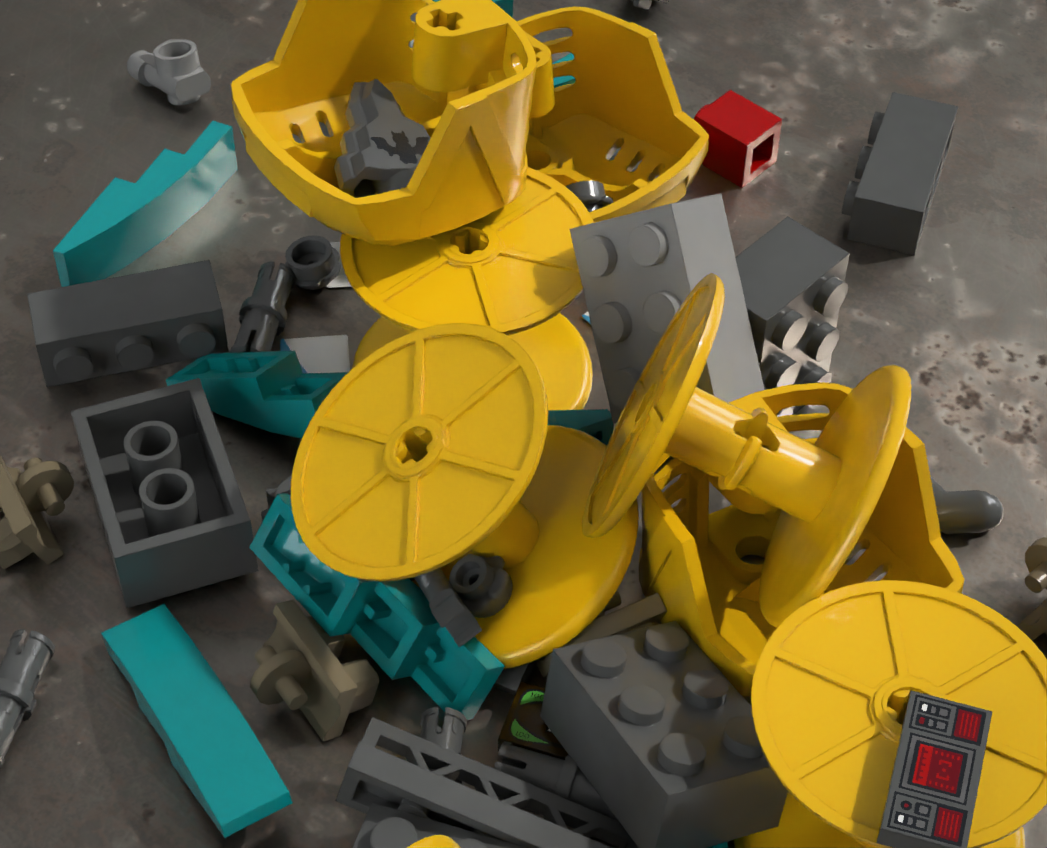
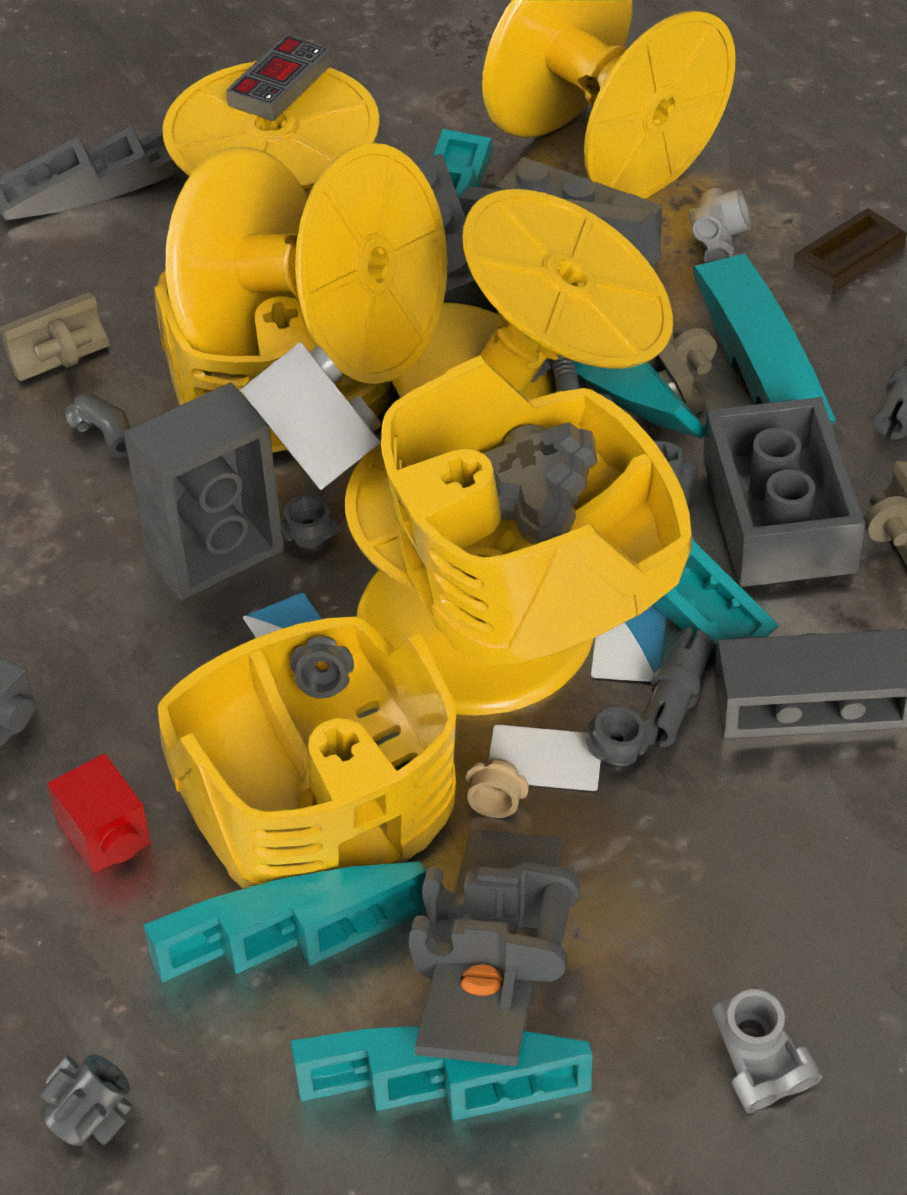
camera: 165 degrees left, 0 degrees up
(140, 215) = (804, 816): teal slope -> none

